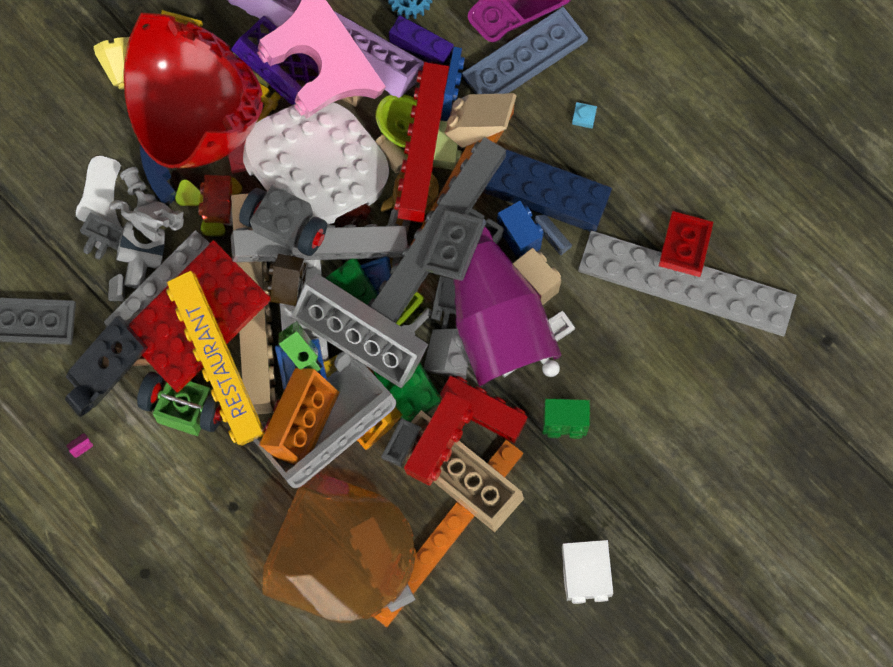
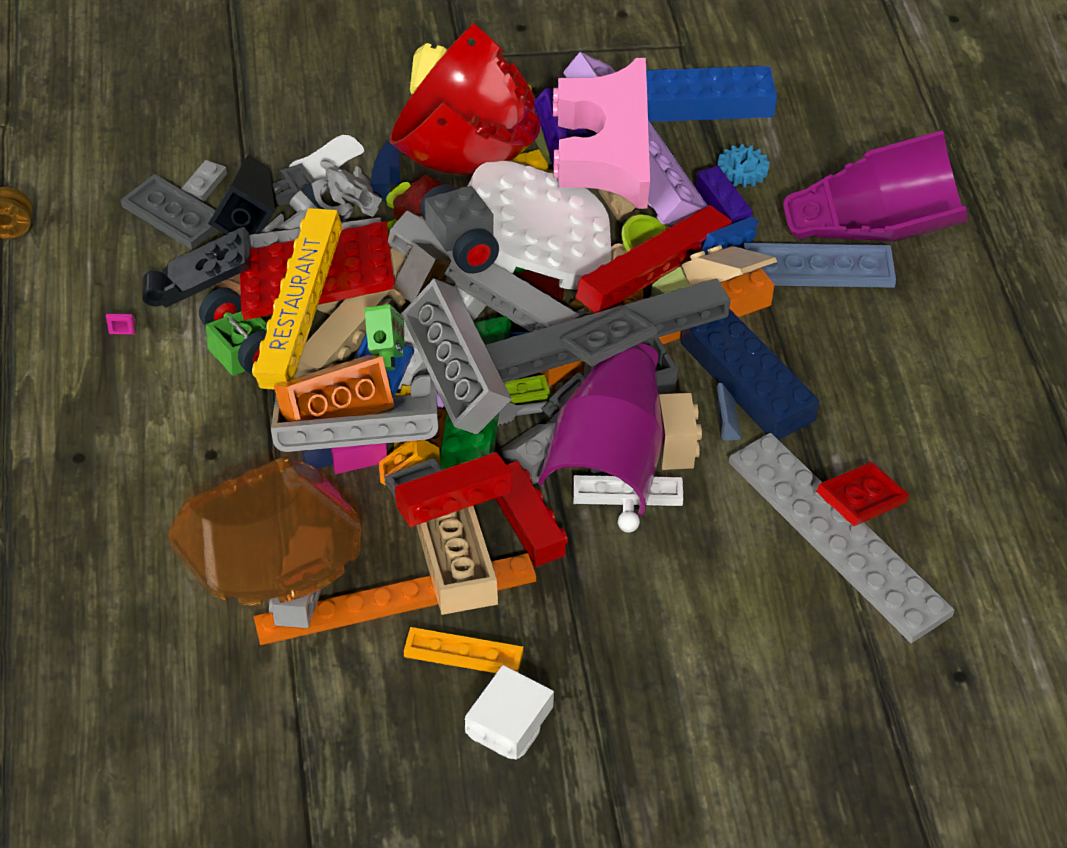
camera: 35 degrees right, 25 degrees down
(26, 275) = (204, 180): none -> light grey plate
(83, 280) = (247, 200): none -> black slope
(132, 180) = (362, 158): light grey bush -> none
(520, 229) = (694, 378): blue brick -> none
(521, 543) = (461, 651): none -> light orange plate
(566, 418) = (605, 563): green brick -> none
(584, 115) = (842, 341): medium azure plate -> none

